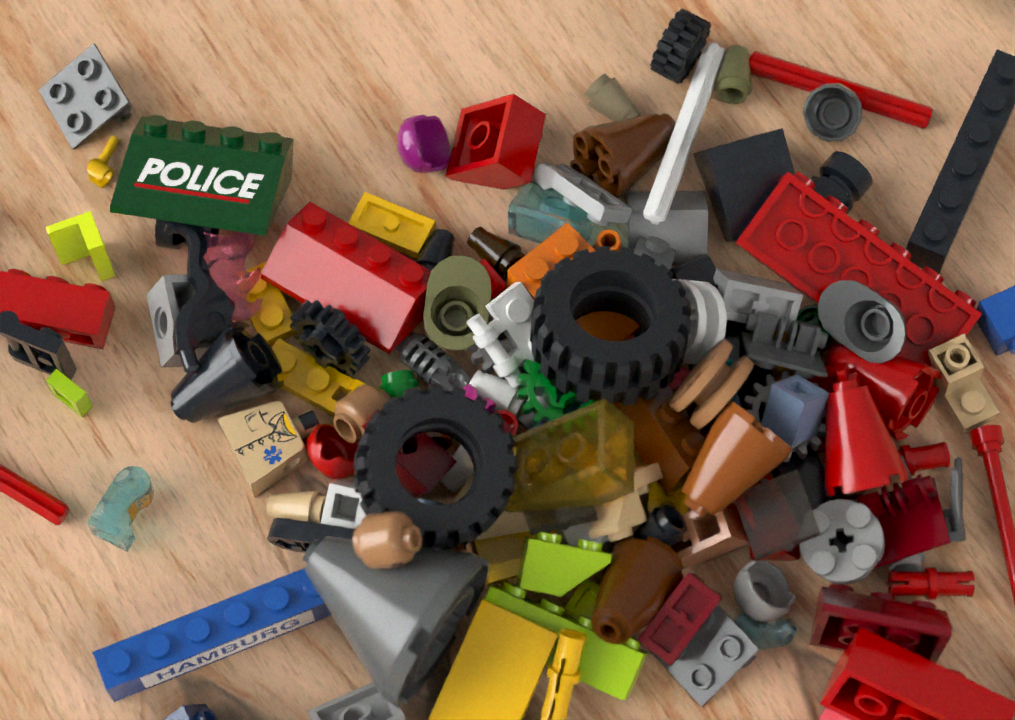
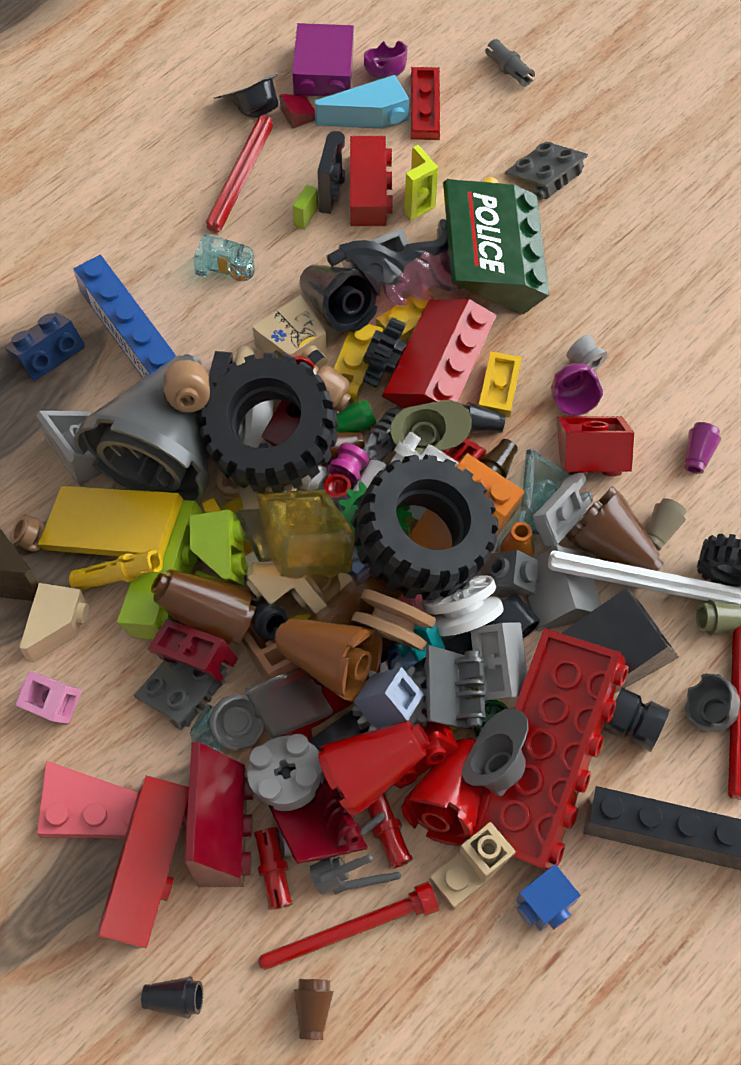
camera: 75 degrees right, 5 degrees down
(377, 121) = (587, 353): none -> light grey wheel
(525, 37) = (701, 445): none -> magenta cone

